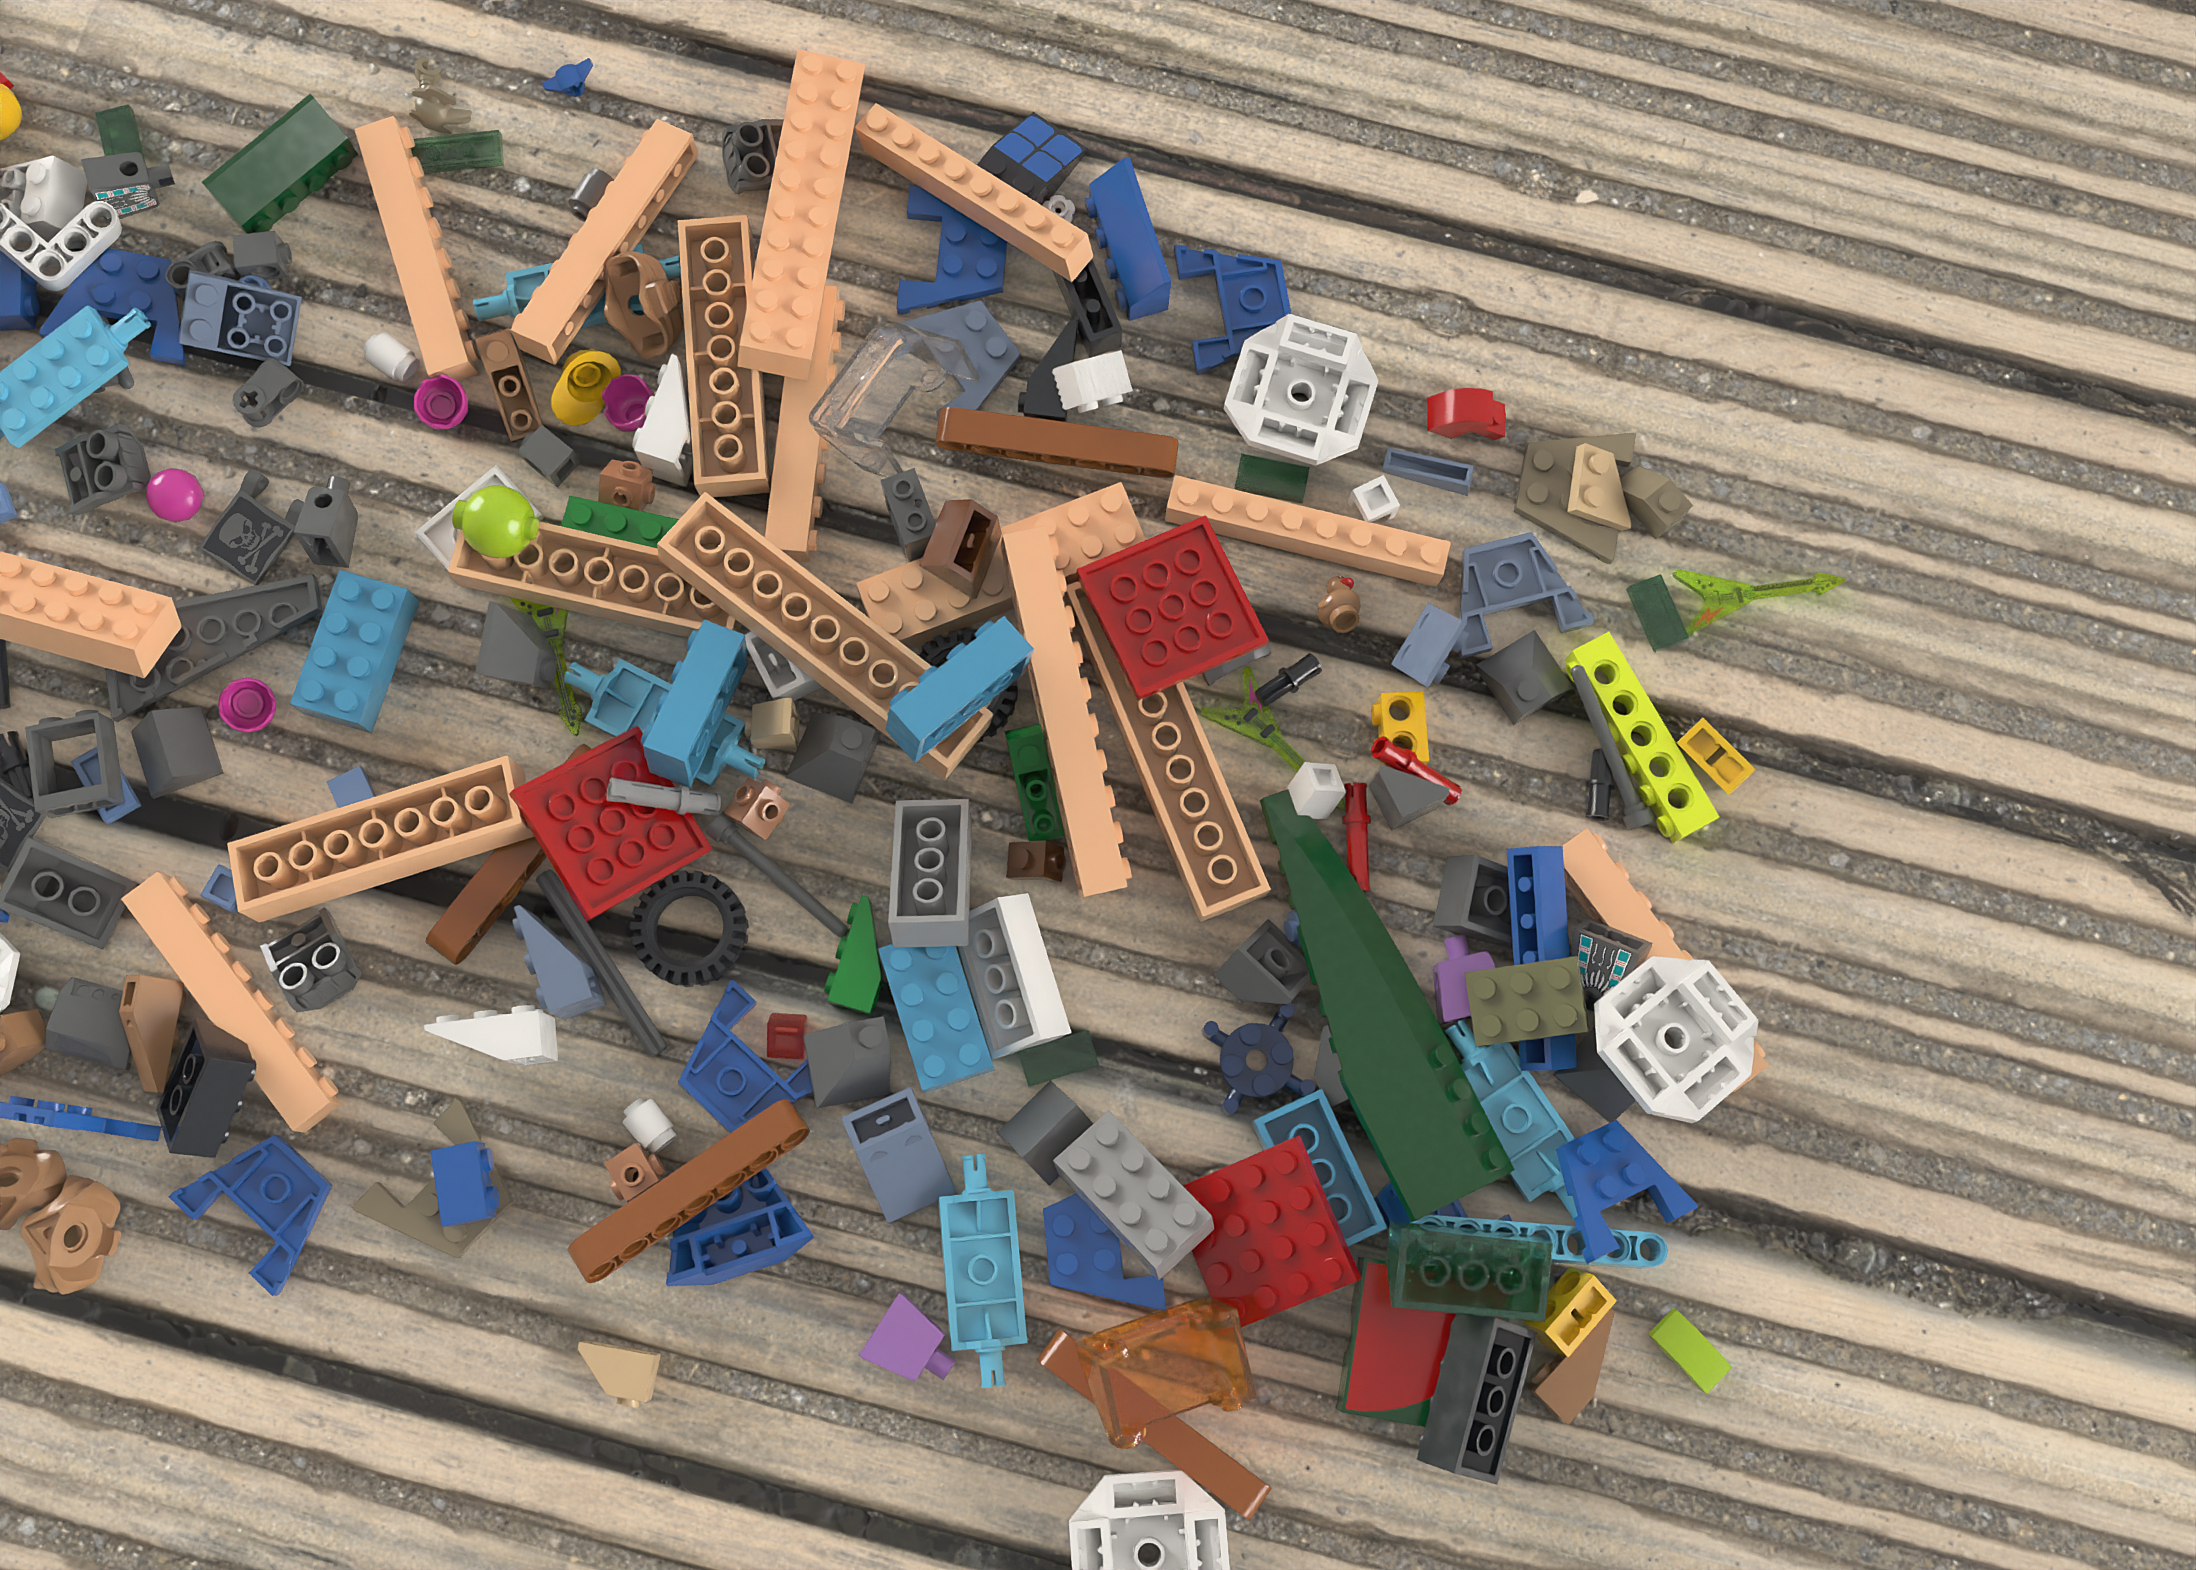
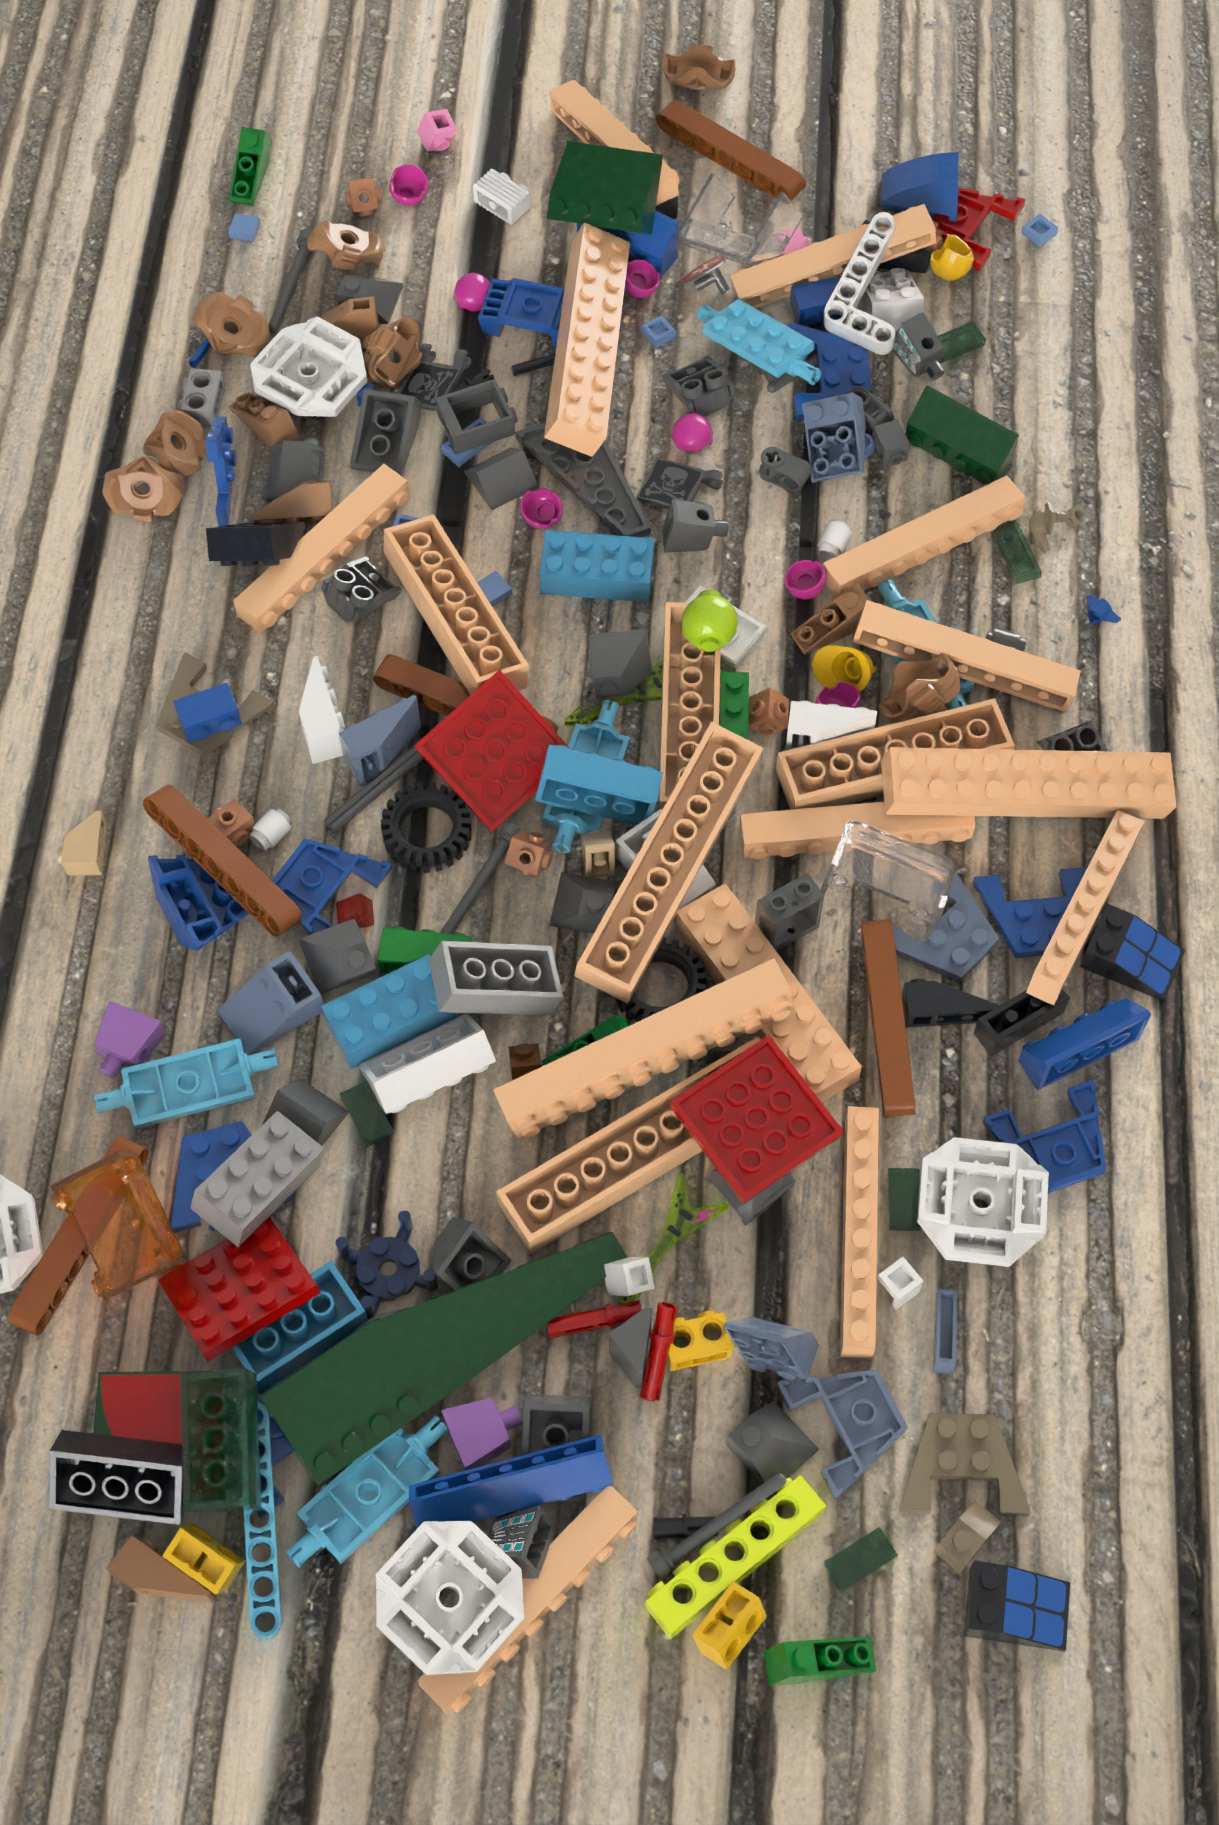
camera: 85 degrees right, 15 degrees down
(276, 1191) = (188, 607): blue wing -> none
(548, 455) = (781, 658): dark grey brick -> none
(671, 798) = (522, 788): light grey pin -> none
(957, 688) = (638, 950): dark azure brick -> none
(962, 545) = (763, 938): reddish brown slope -> none
(1066, 206) = (1095, 991): white plate -> none
(1093, 380) = (947, 1030): white brick -> none
(1288, 679) = (722, 1238): black axle -> none
(1340, 606) = (799, 1271): medium nougat animal -> none
(1466, 411) = (1006, 1352): red brick -> none
(1527, 1001) = (465, 1469): olive plate -> none
(1597, 489) = (963, 1481): tan wing -> none
(1608, 1169) = (331, 1575): blue wing -> none
(1690, 1350) = (182, 1679): lime slope -> none
(1726, 596) = (892, 1623): clear neon green piece -> none
(1729, 473) = (1016, 1606): none -> slope
(1758, 678) = (818, 1660): none -> green slope

